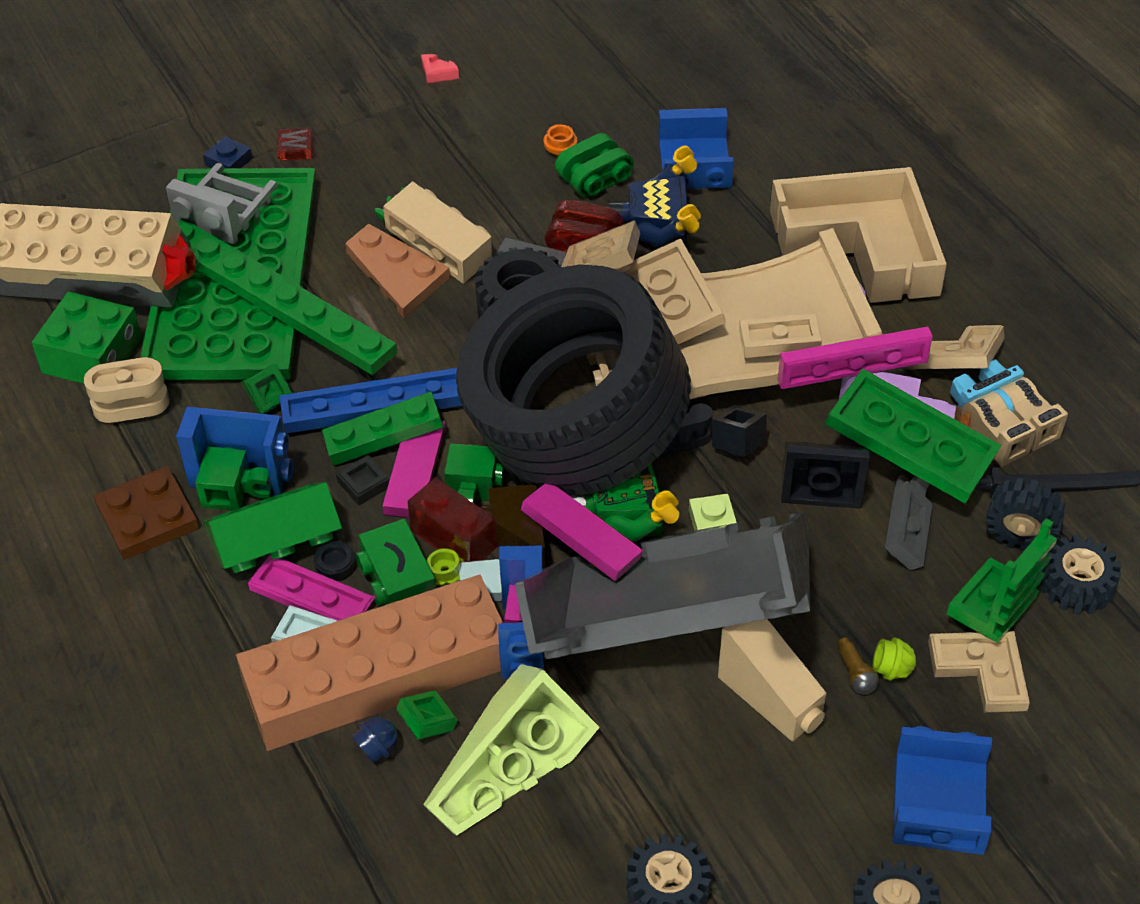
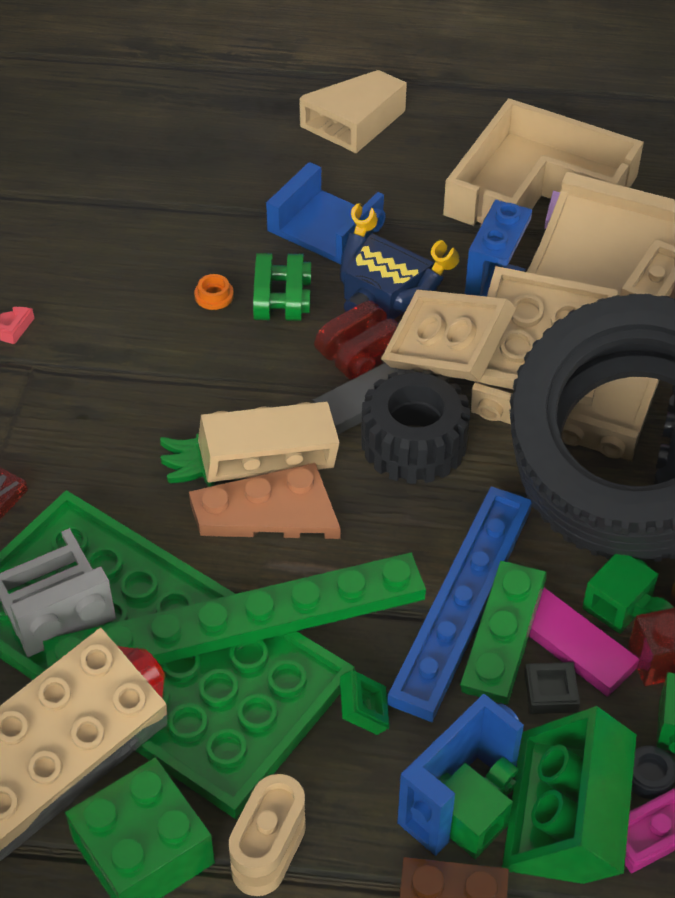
camera: 55 degrees left, 0 degrees up
(717, 236) = (495, 245): none -> blue panel
(831, 106) = (354, 109): none -> tan slope

